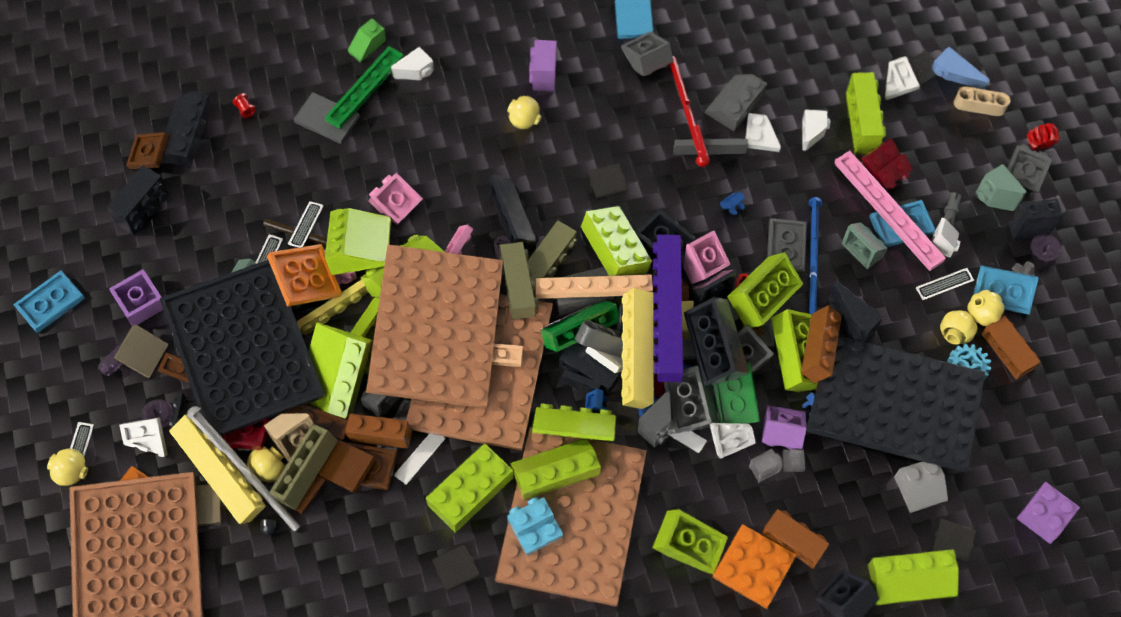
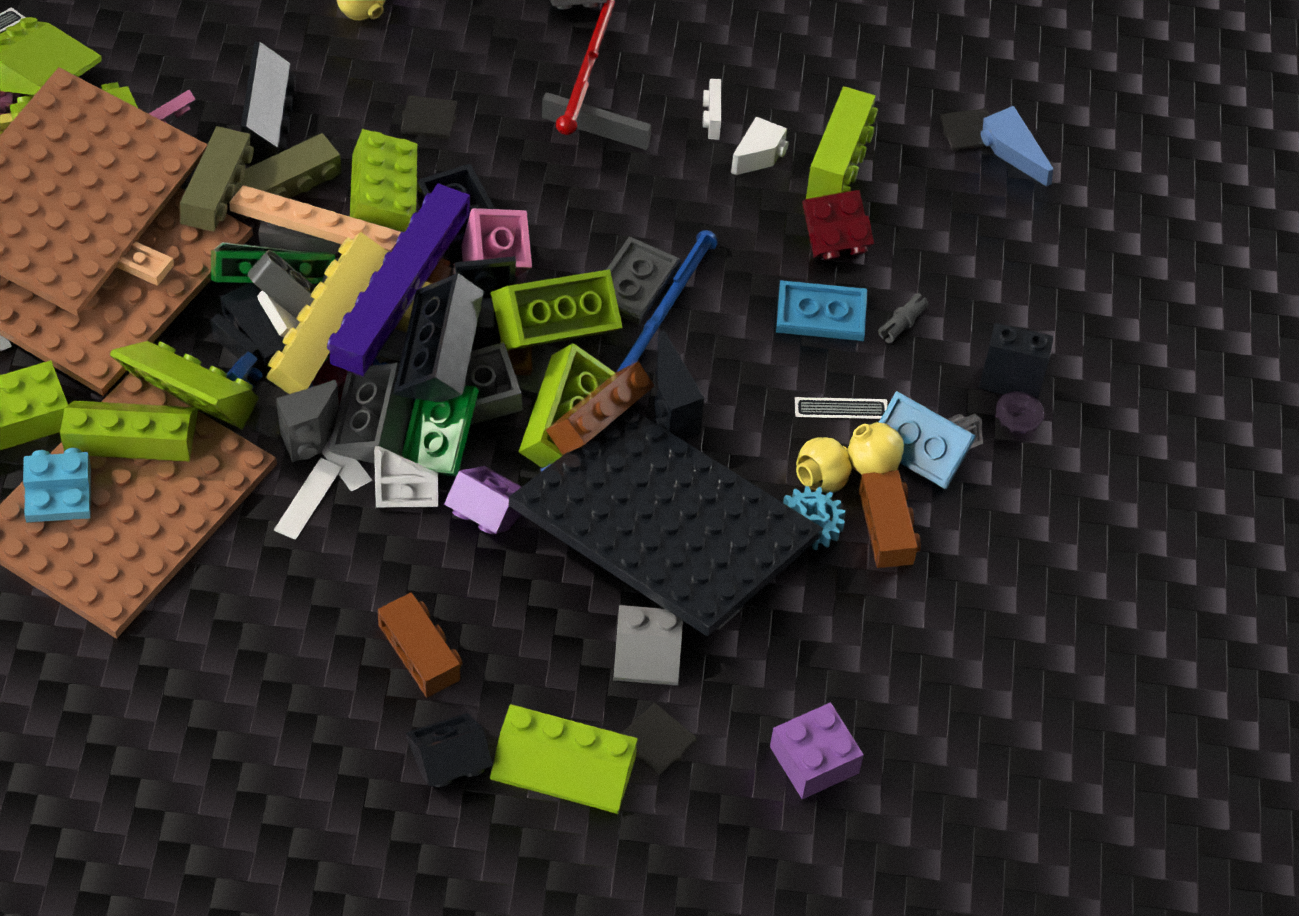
camera: 20 degrees right, 10 degrees down
(394, 198) = (121, 37): bright pink plate -> none
(677, 468) = (308, 498): none -> white sticker
(690, 541) = (267, 592): lime slope -> none
(731, 202) = (587, 196): blue tile -> none
(737, 100) = (670, 81): dark grey slope -> none
(754, 566) = (341, 660): orange plate -> none
(760, 133) = (679, 131): white wing -> none
(766, 465) = (434, 537): clear brick -> none
(775, 114) = (712, 117): none -> white plate
(793, 460) = (480, 548): clear tile -> none
(863, 245) = (744, 311): sand green slope -> none
(890, 211) = (807, 283): bright pink plate -> none
(900, 78) = (923, 130): white wing -> none
(946, 238) = (867, 343): white slope -> none
(981, 101) = (1030, 195): tan beam -> none
(1001, 189) = (984, 303): sand green slope -> none
(1029, 167) = (1049, 300): dark grey plate -> none
(1043, 136) = (1094, 267): red gear -> none

